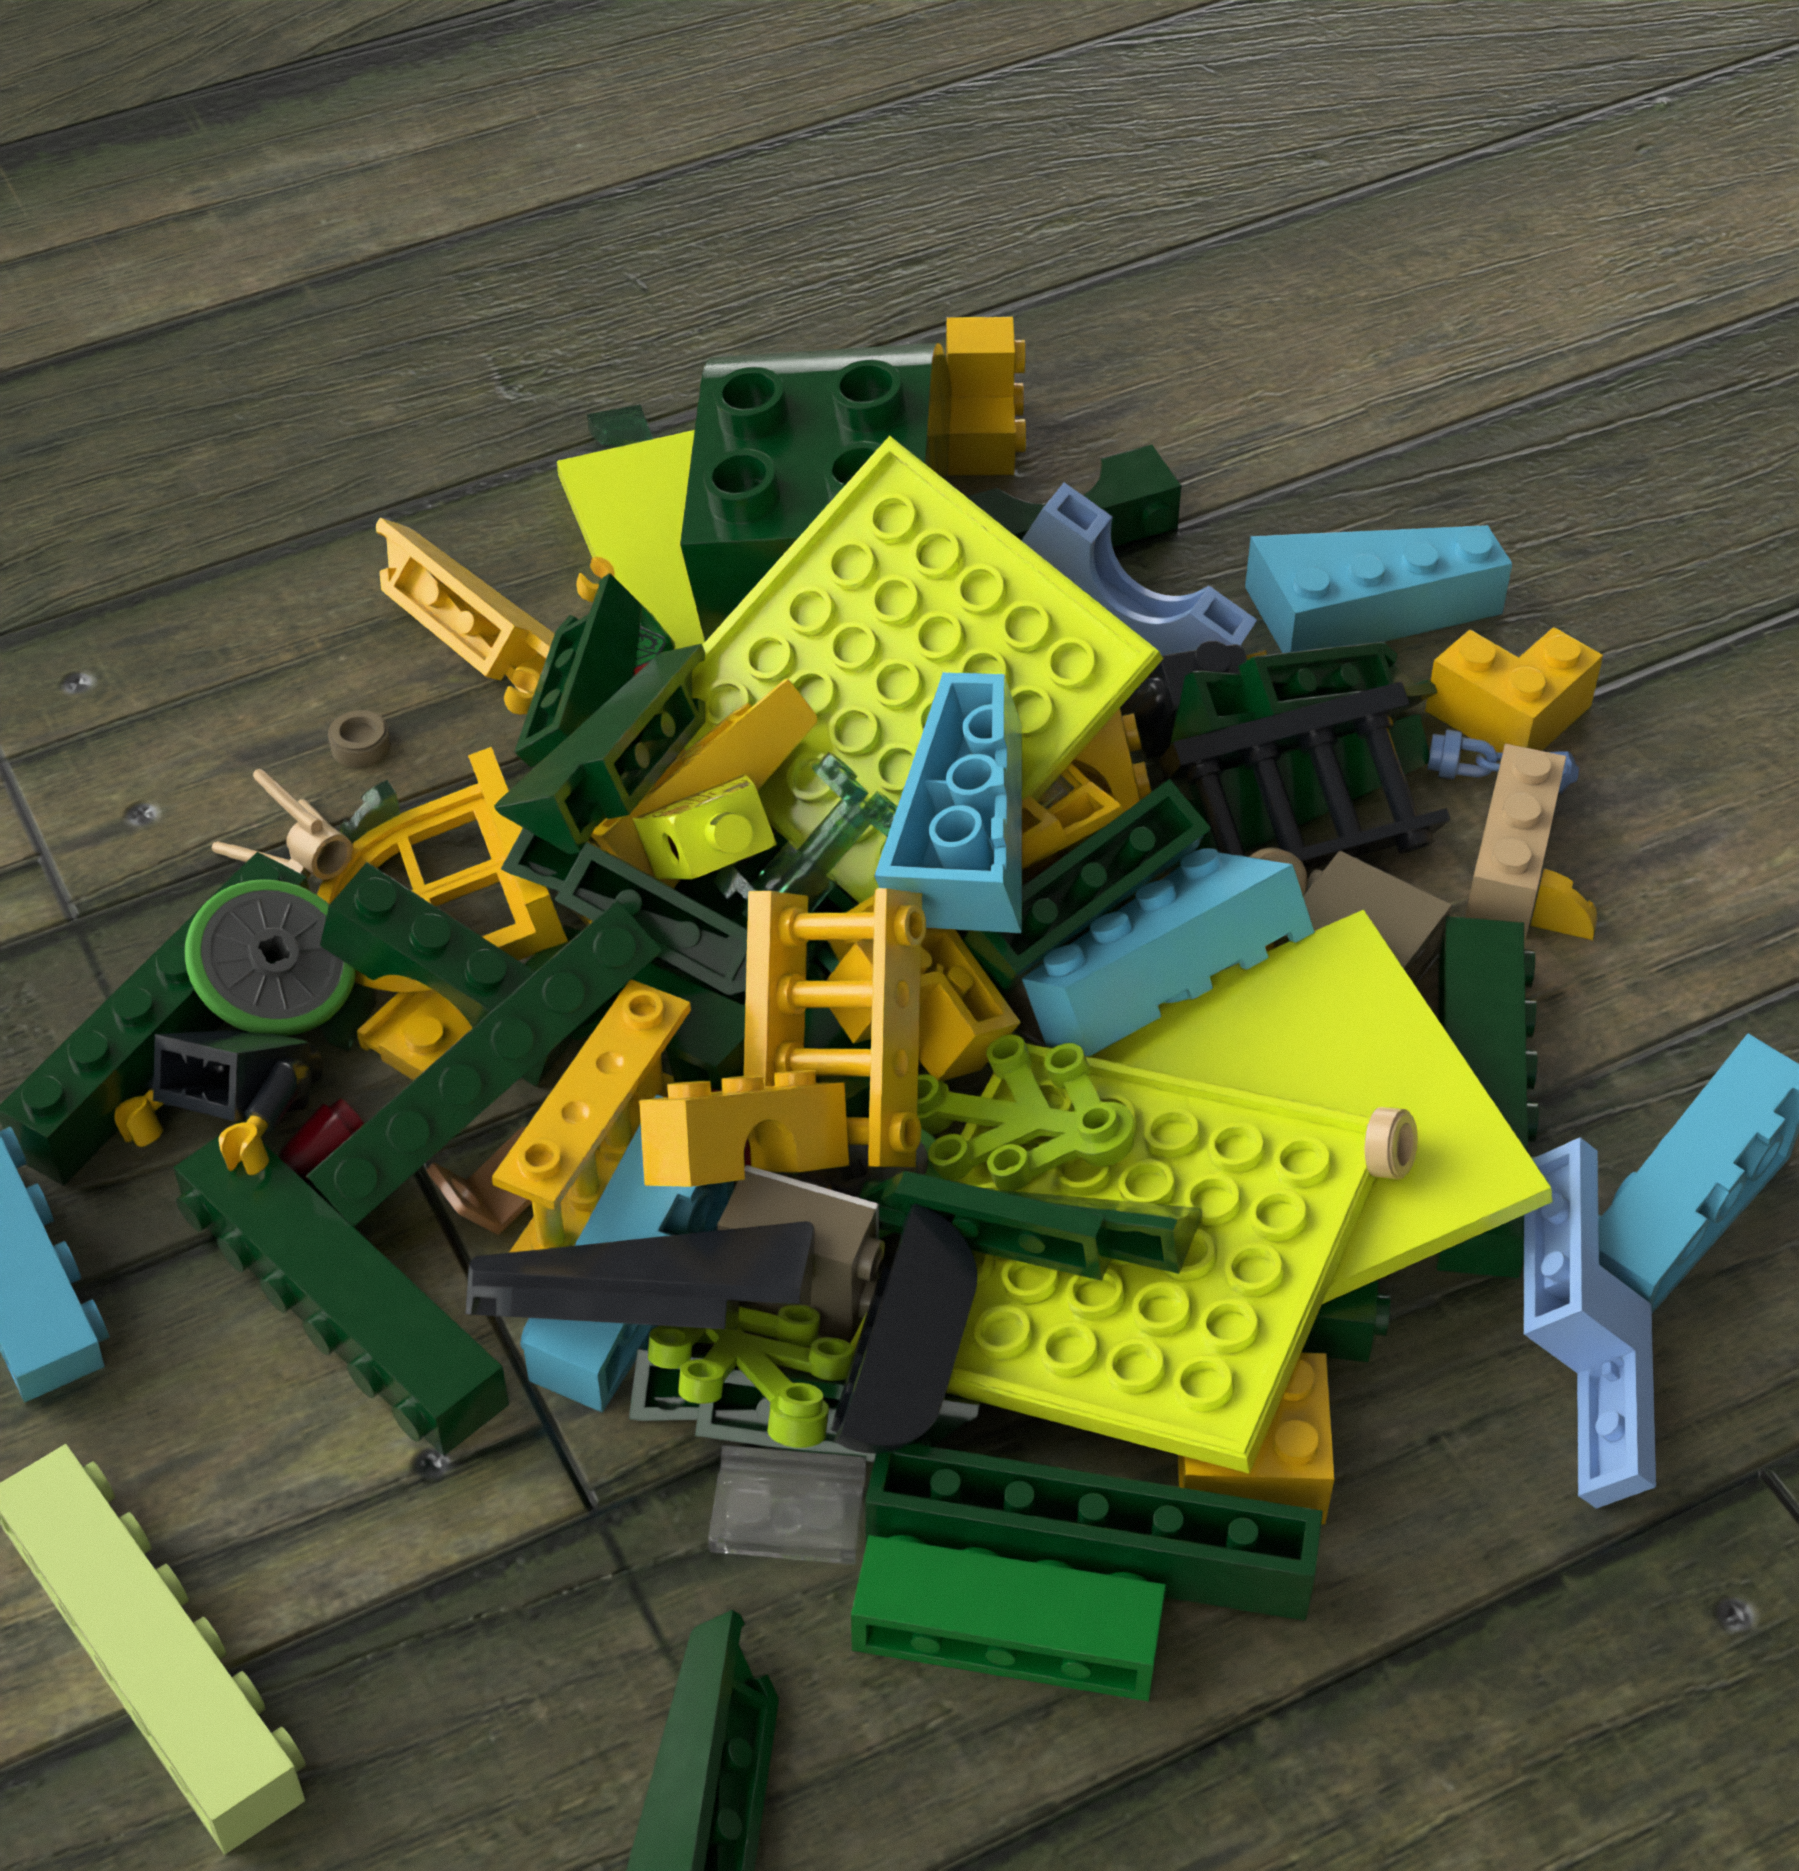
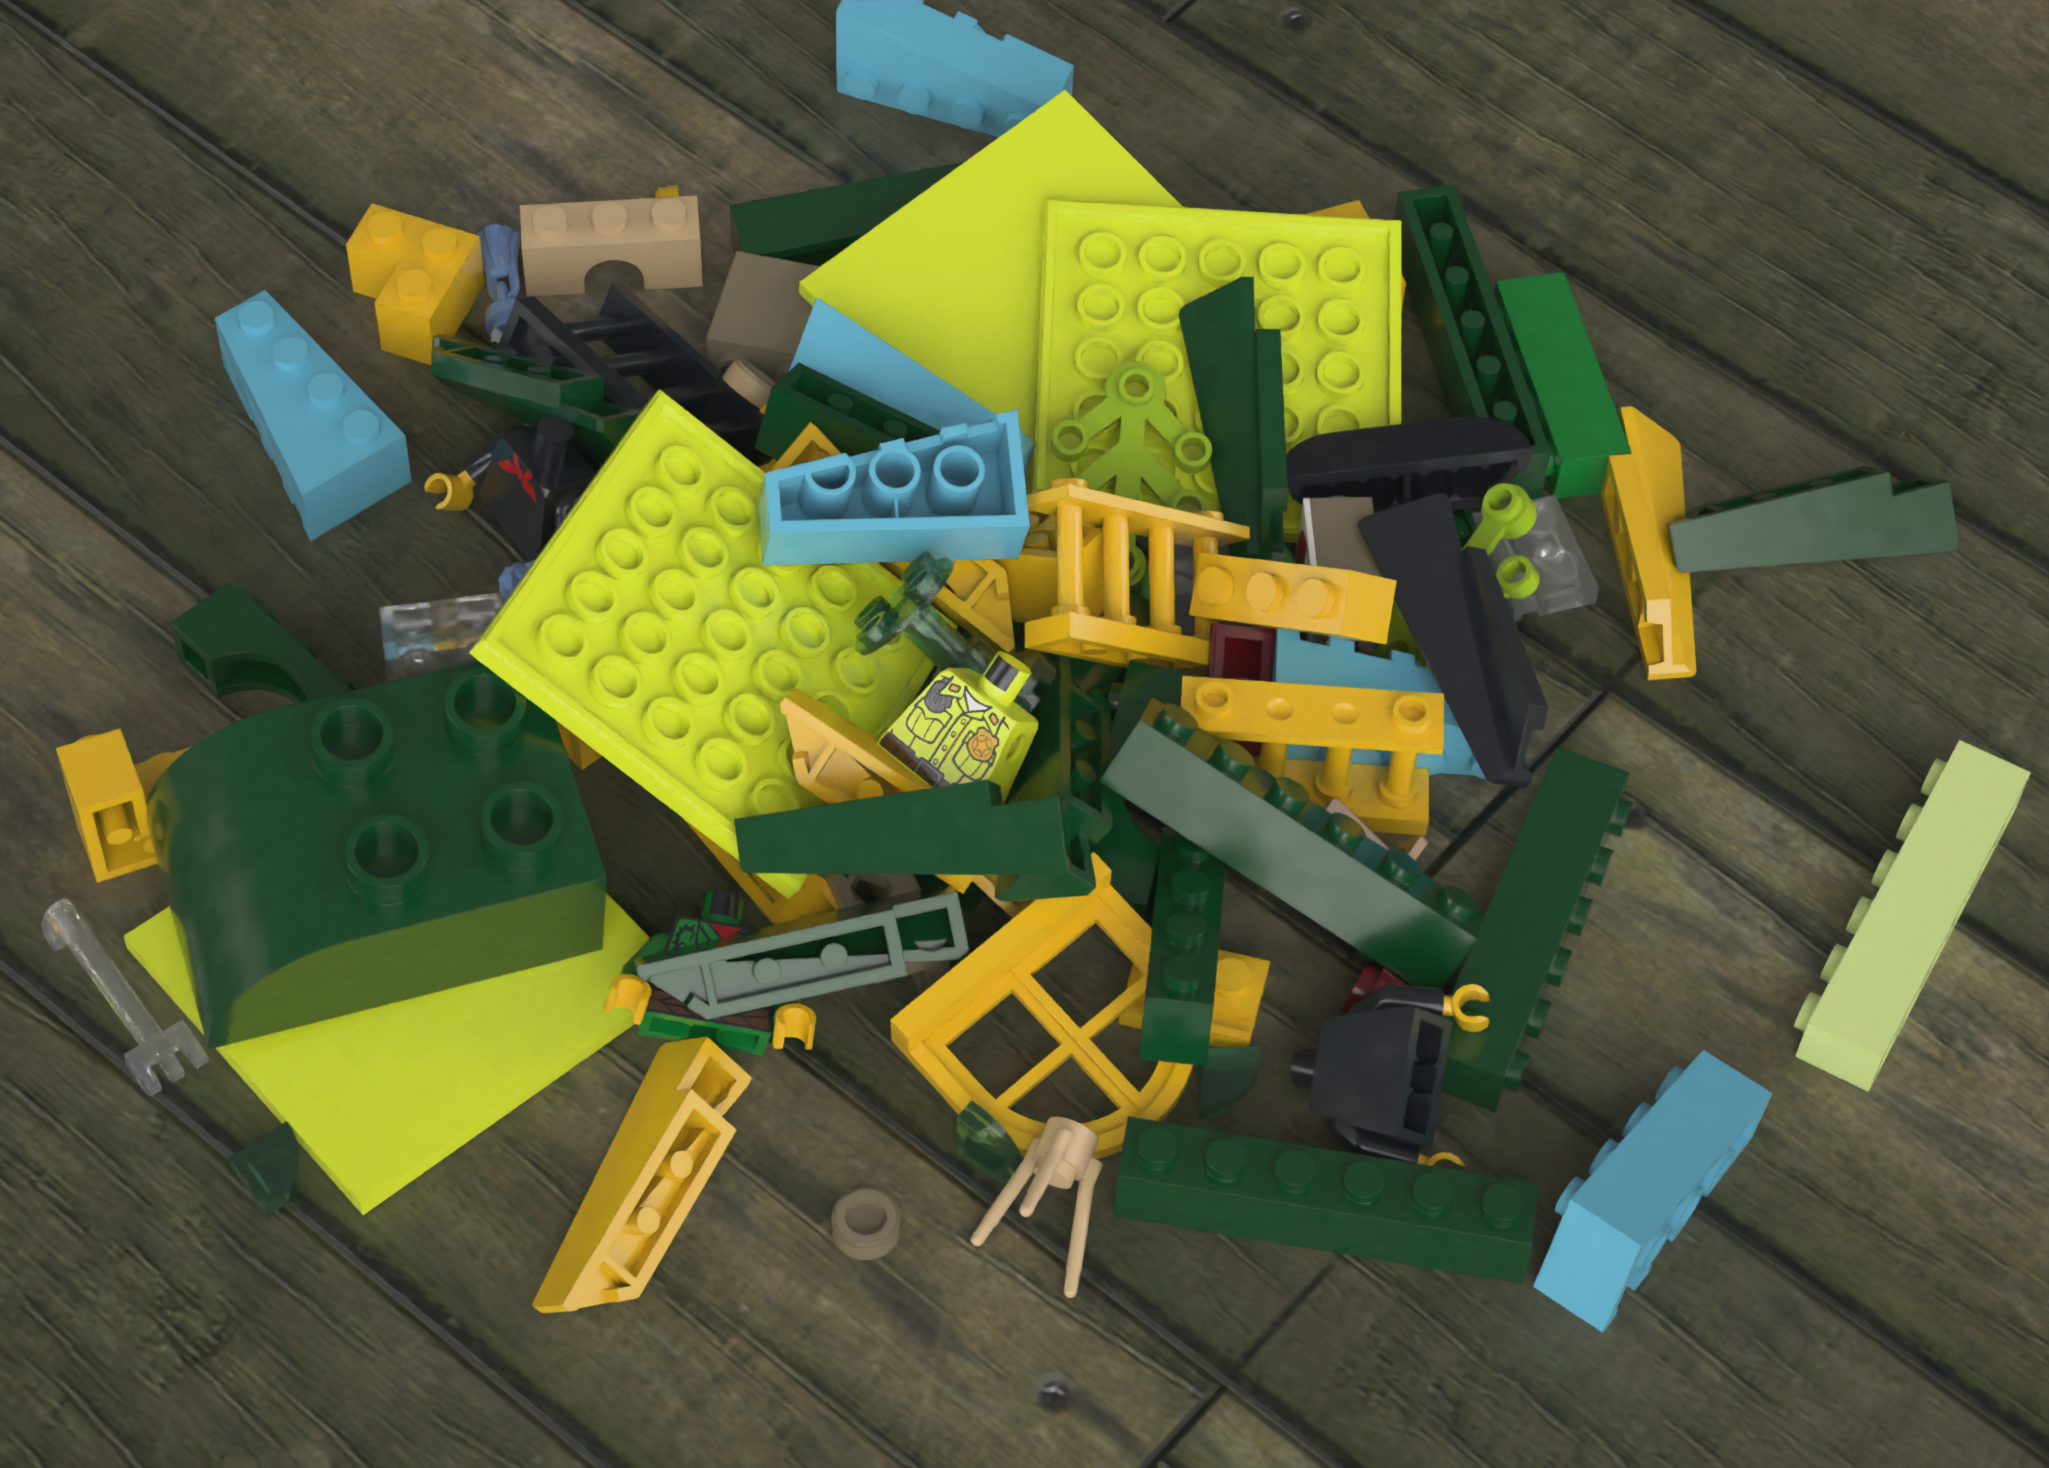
camera: 115 degrees left, 5 degrees up
(231, 972) = (1242, 1102): dark grey wheel -> none
(792, 1629) = (1639, 499): none -> yellow wedge
(1077, 542) = (422, 596): light blue arch -> none
(1390, 1143) = (1075, 183): tan tile -> none
(1591, 1327) = (1139, 94): light blue bracket -> none

